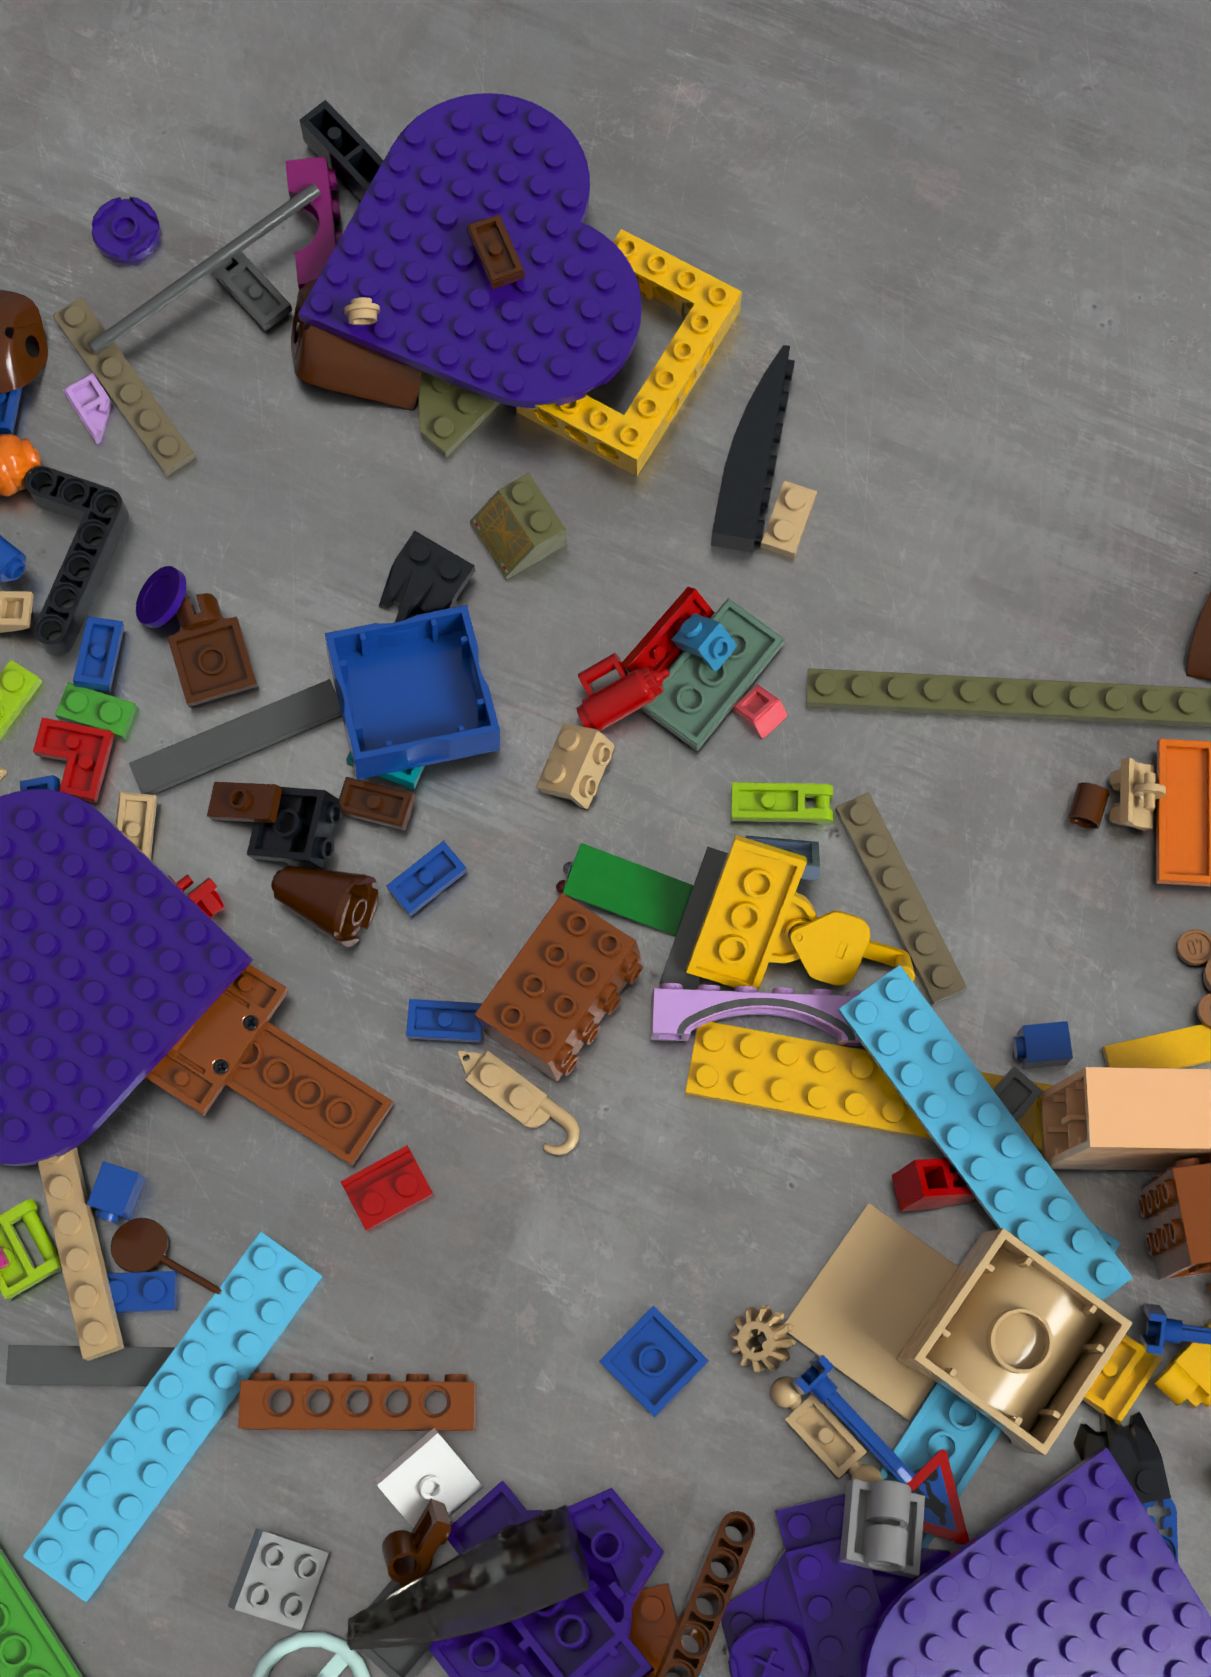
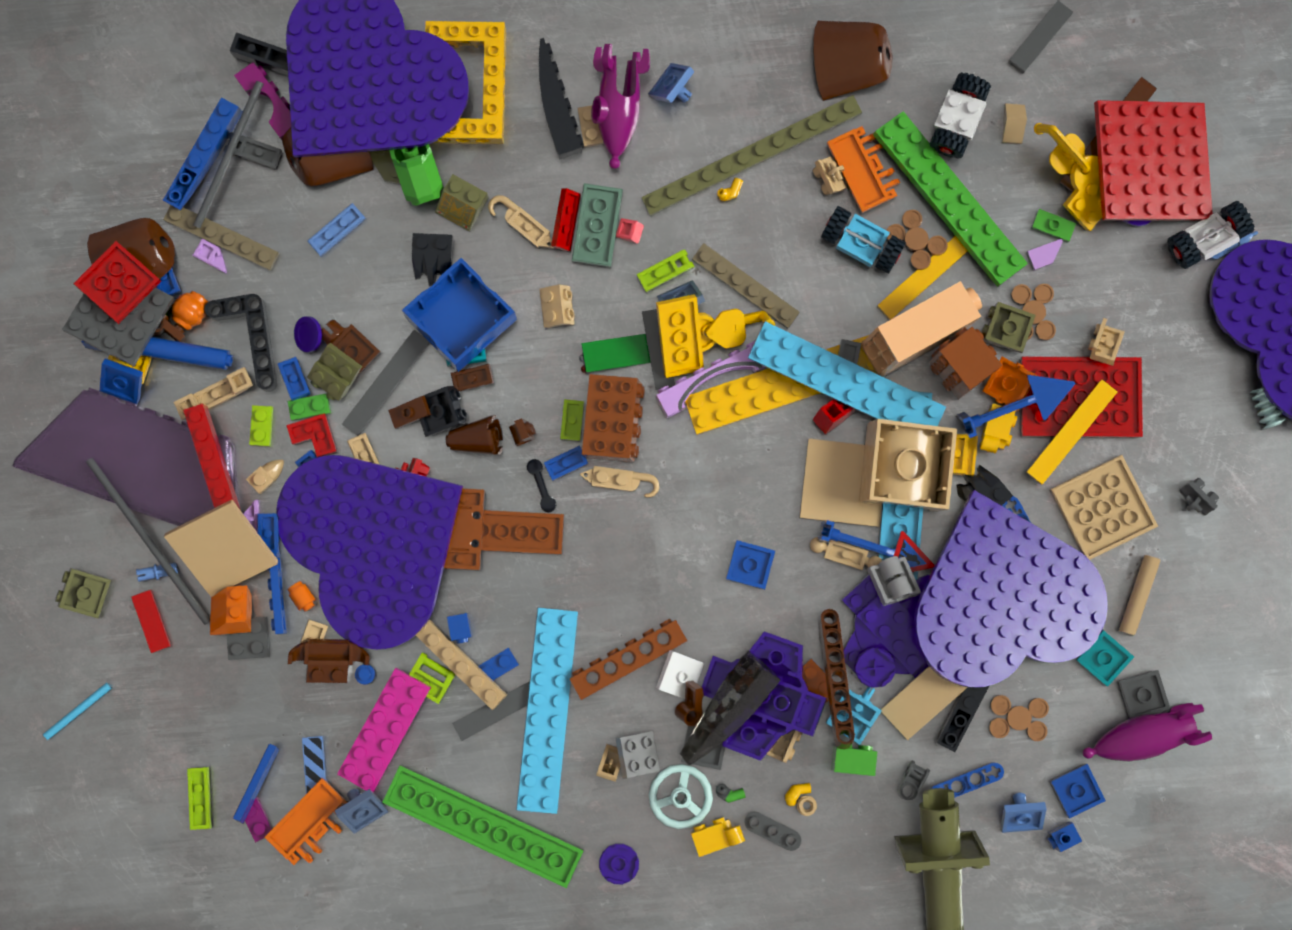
camera: 30 degrees left, 10 degrees up
(125, 230) = (170, 153): dark purple tile -> none
(143, 1245) = (486, 644): reddish brown piece -> none
(164, 676) = (334, 372): none -> olive plate
(169, 250) = (203, 153): none -> blue slope
(220, 1569) = (609, 764): none -> tan slope
(302, 467) = (336, 229): none -> medium blue tile
(362, 311) = (326, 138): tan plate -> none
(378, 1068) = (547, 502): none -> black bar
(387, 1188) = (583, 555): red plate -> none
(404, 930) = (522, 431): none -> reddish brown plate
(426, 878) = (517, 400): blue plate -> none
(474, 443) = (417, 174): none -> bright green brick
(494, 956) = (572, 420): none -> lime plate
(495, 251) = (374, 70): reddish brown plate -> none
(596, 605) = (522, 222): none -> tan plate
(620, 697) = (560, 262): red piece -> none
(705, 639) = (585, 211): dark azure bracket -> none
(770, 1351) = (788, 522): tan gear -> none
(839, 512) = (614, 112): none -> magenta piece
(954, 520) = (672, 84): none -> medium blue tile
(957, 738) = (731, 192): none -> yellow arm
(1043, 1045) = (849, 320): blue brick -> none
(1088, 805) = (810, 192): reddish brown beam -> none
(1135, 925) = (863, 240): none -> plate

